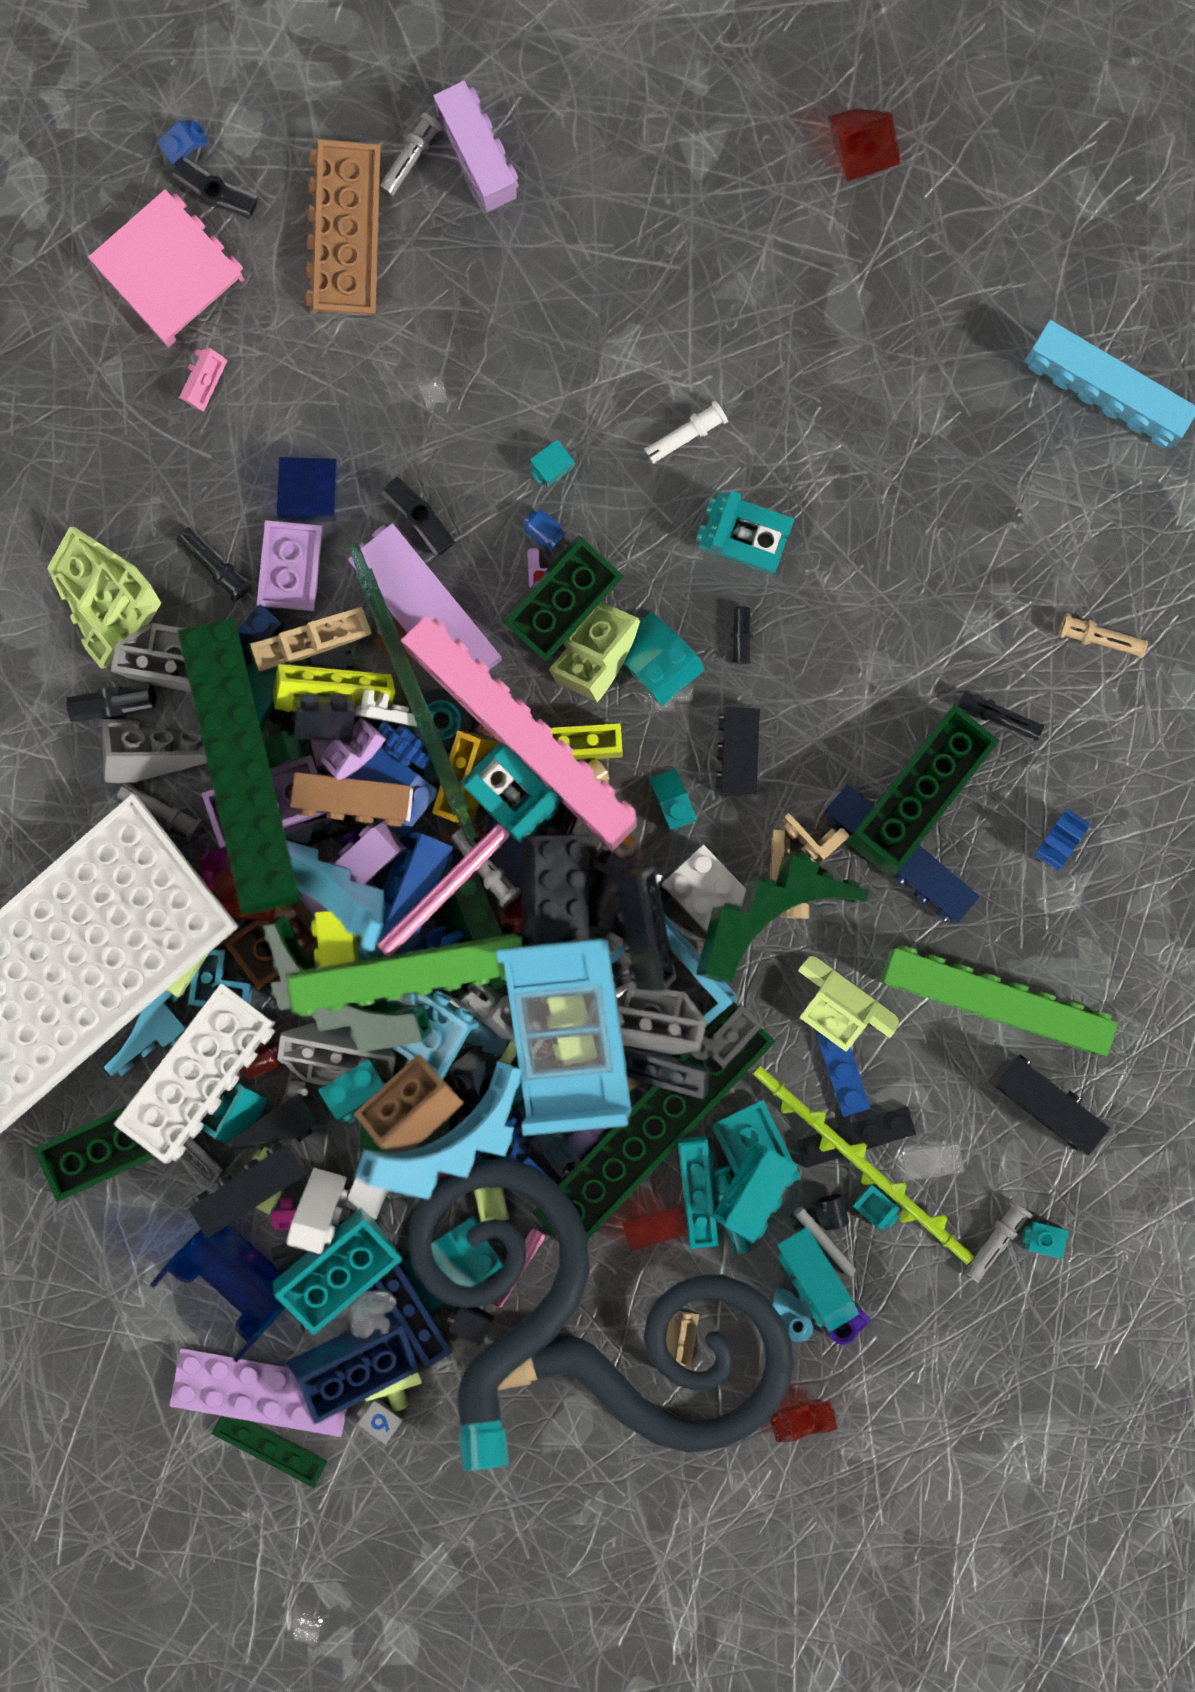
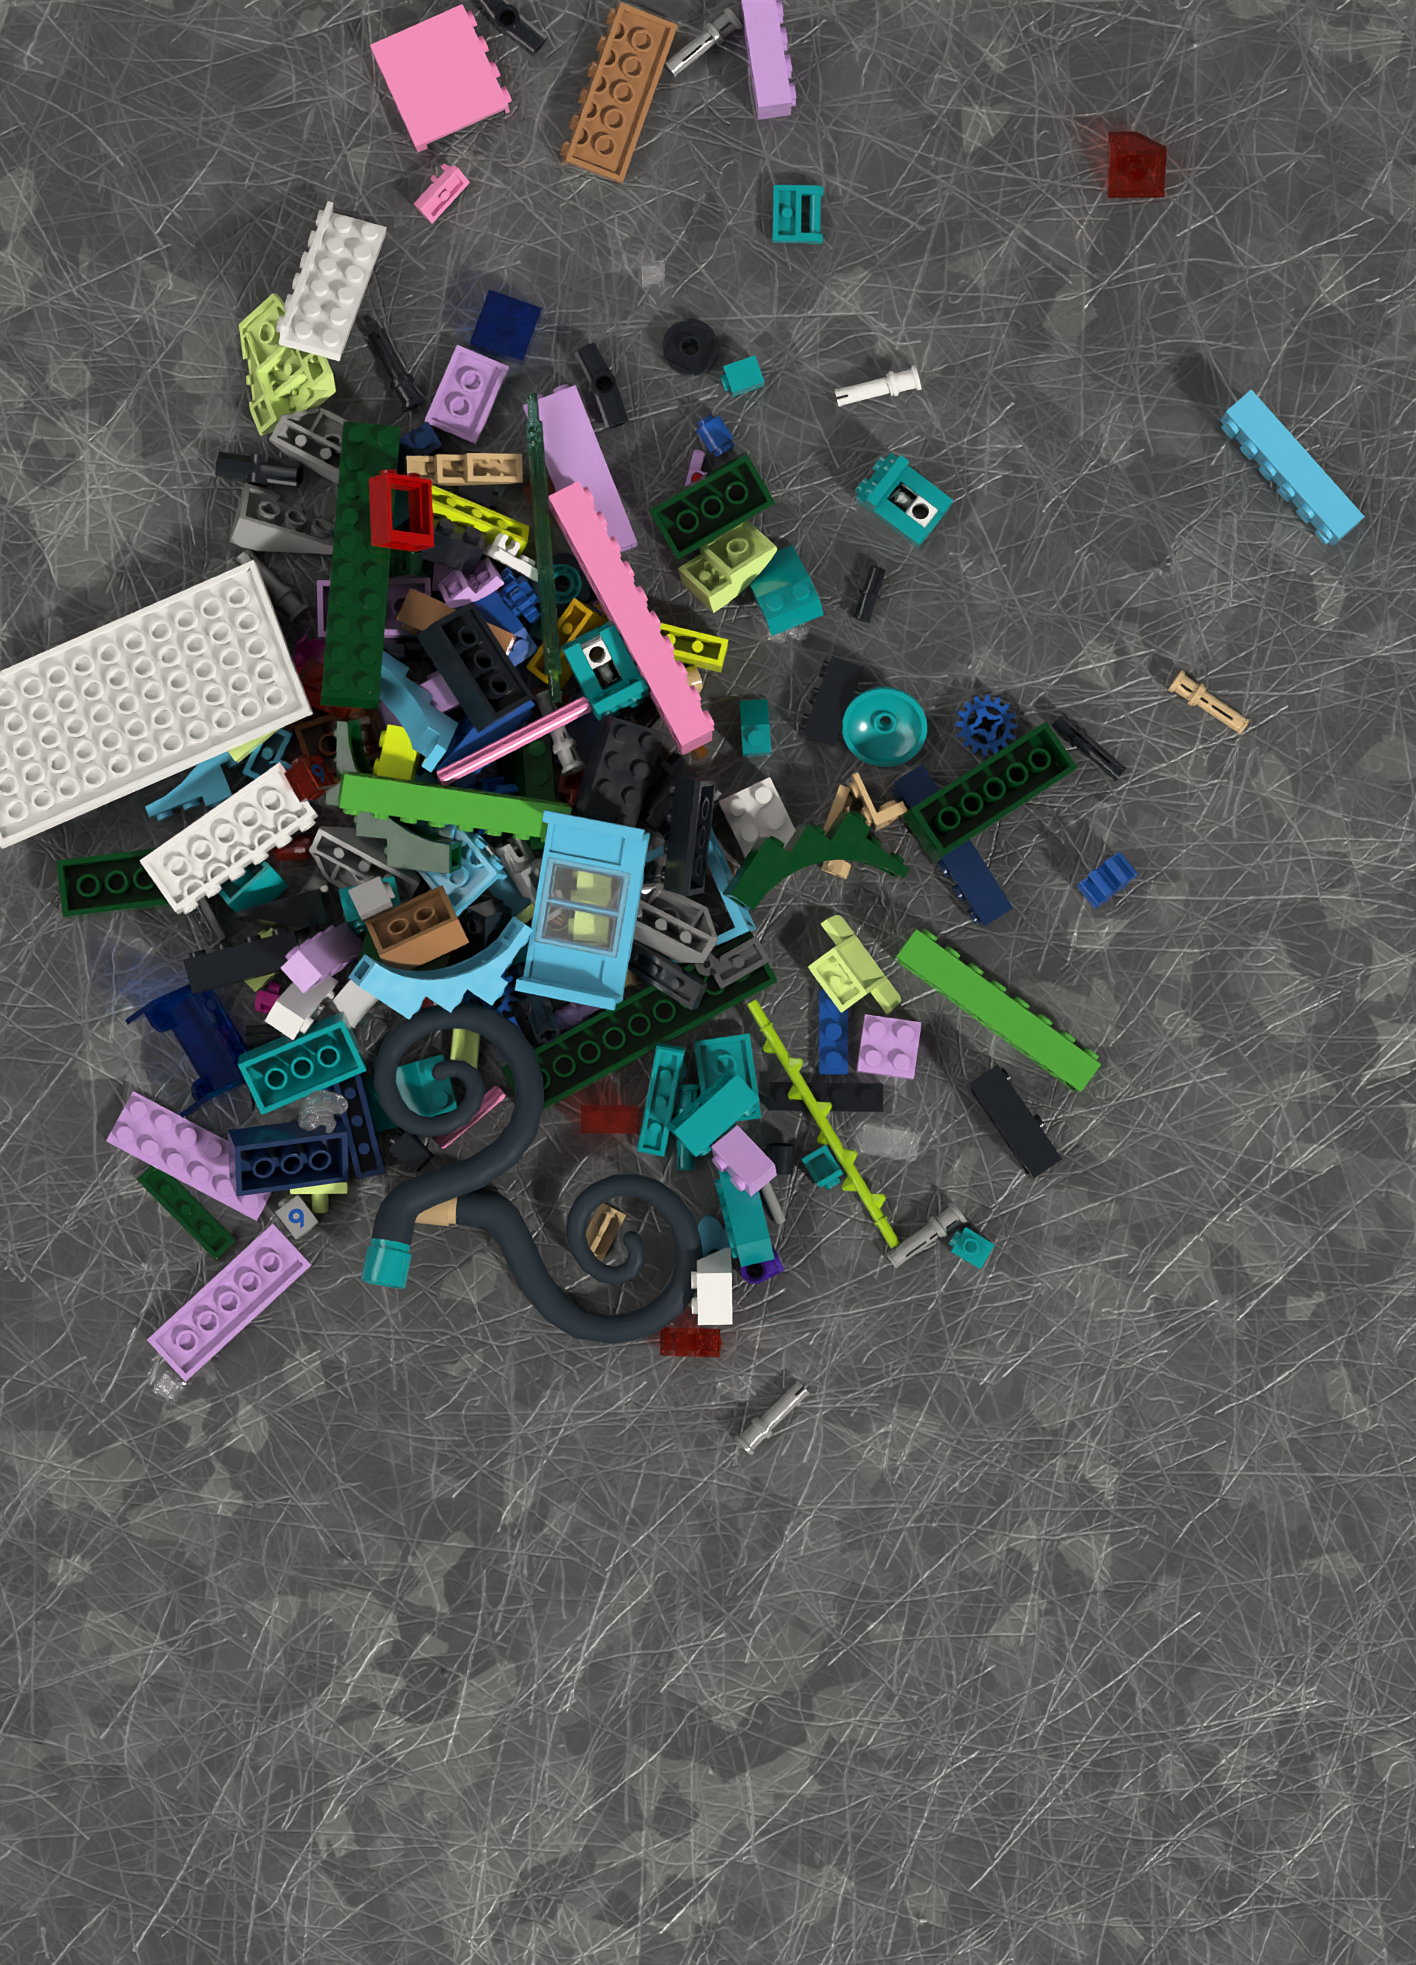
camera: 20 degrees right, 0 degrees up
(122, 501) = (330, 284): none -> white bracket
(254, 990) = (309, 778): none -> clear red brick
(280, 695) = (420, 511): none -> red window
(323, 1161) = (322, 956): none -> lavender brick
(340, 1525) = (229, 1302): none -> lavender plate
(353, 1088) = (371, 897): none -> light grey brick
(382, 830) = (475, 666): none -> black slope
(481, 439) = (685, 332): none -> black plate
(545, 294) = (788, 214): none -> teal plate
(799, 774) = (879, 741): none -> teal dish
(800, 1231) = (743, 1161): none -> lavender brick
(811, 1363) = (713, 1288): none -> white slope
(899, 1480) = (762, 1426): none -> light grey pin
(902, 1070) = (888, 1047): none -> lavender brick
(904, 737) = (981, 713): none -> blue gear

